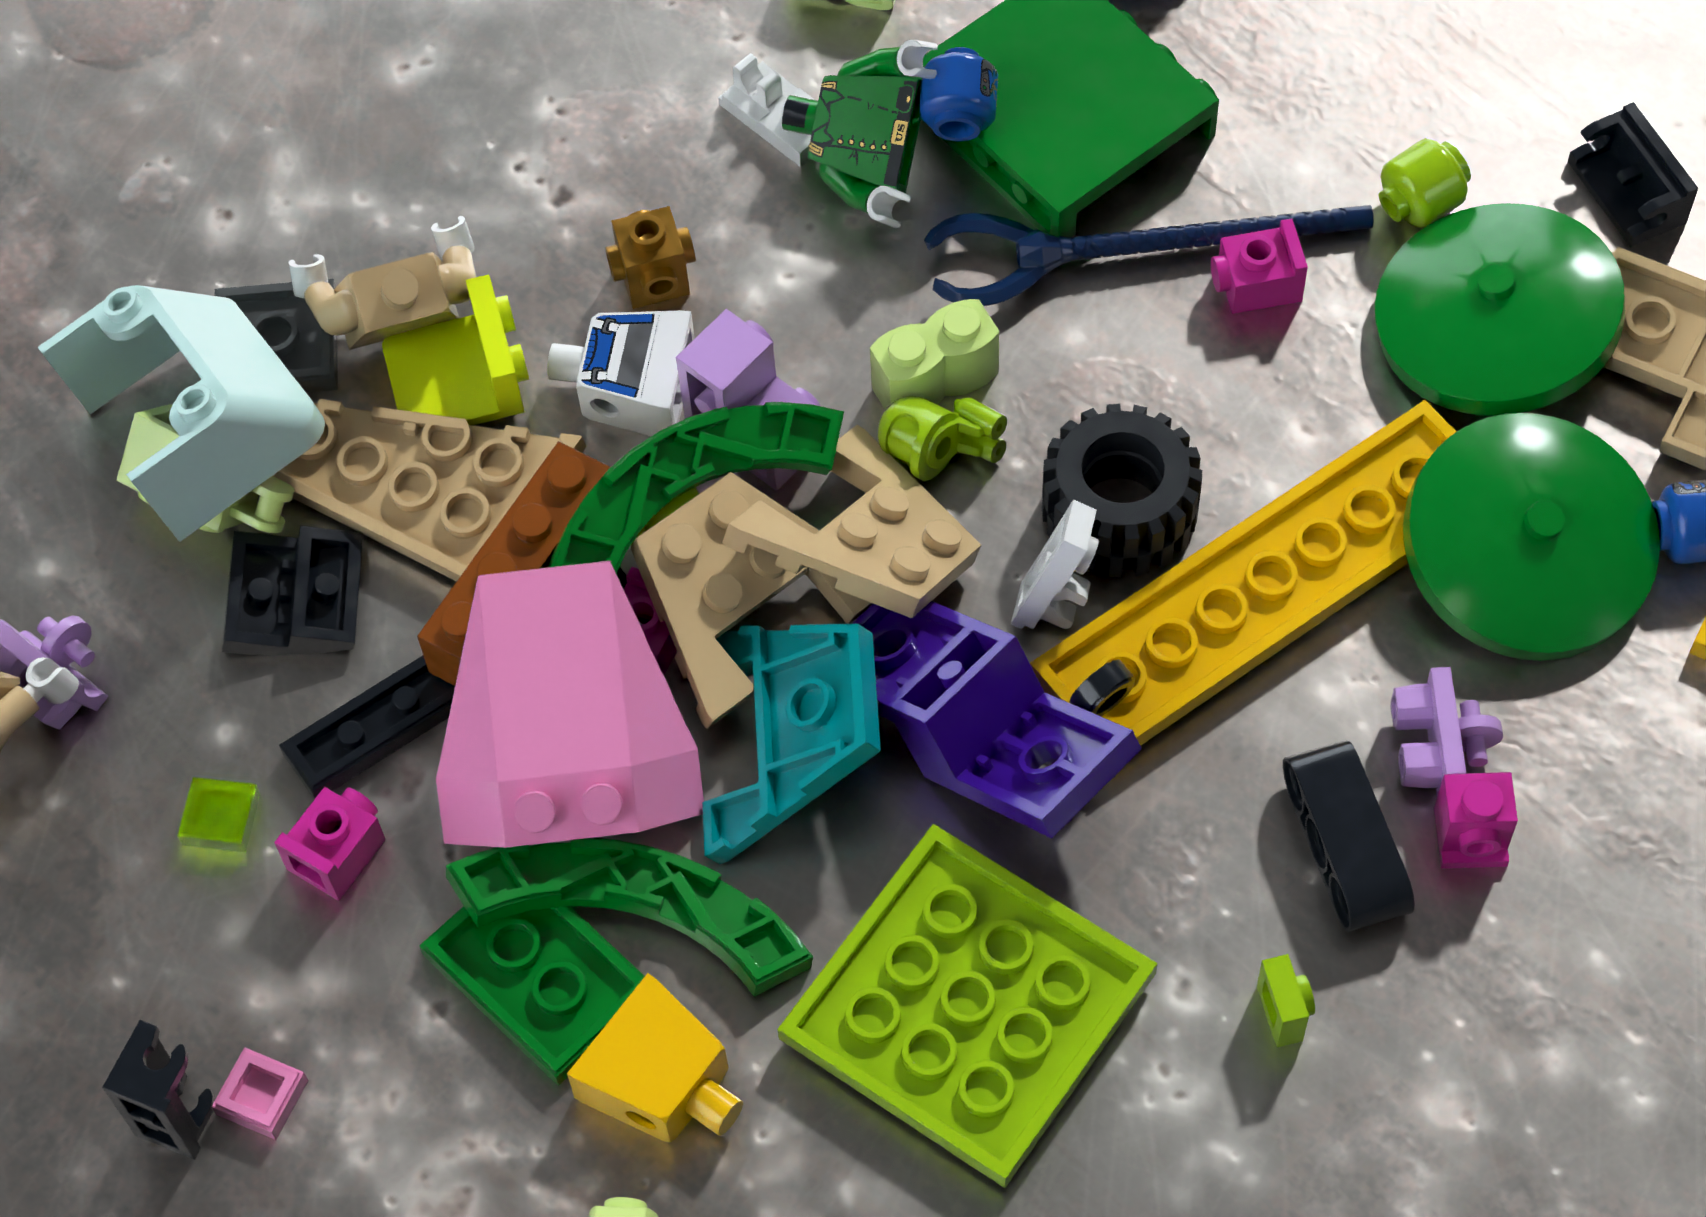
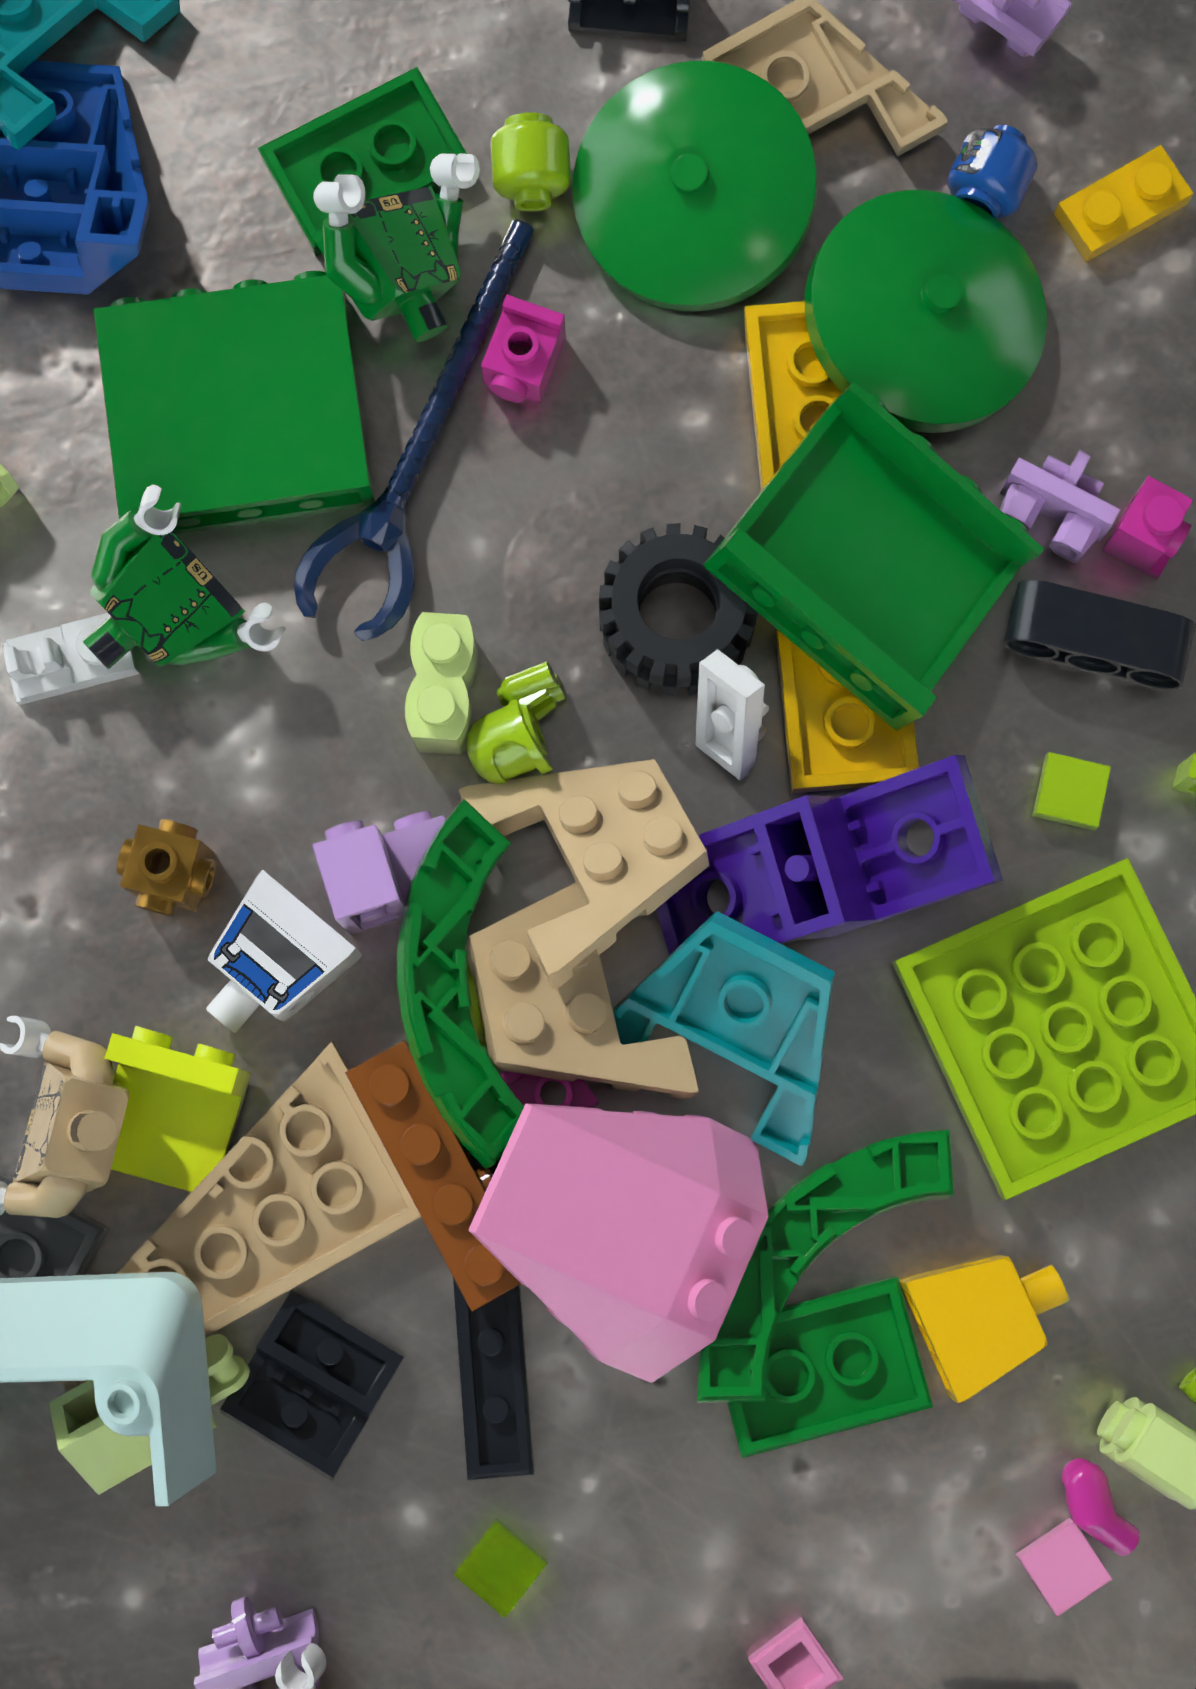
camera: 60 degrees left, 20 degrees up
(337, 858) = (601, 1511): dark pink brick -> none
(961, 96) = (207, 492): blue head -> none
(1104, 688) = (872, 748): black tile -> none
(1190, 895) = (1071, 791): none -> lime tile
(1267, 124) = (399, 247): none -> green torso
(1273, 602) = (873, 556): none -> green panel
(1337, 83) = (379, 137): none -> green tile

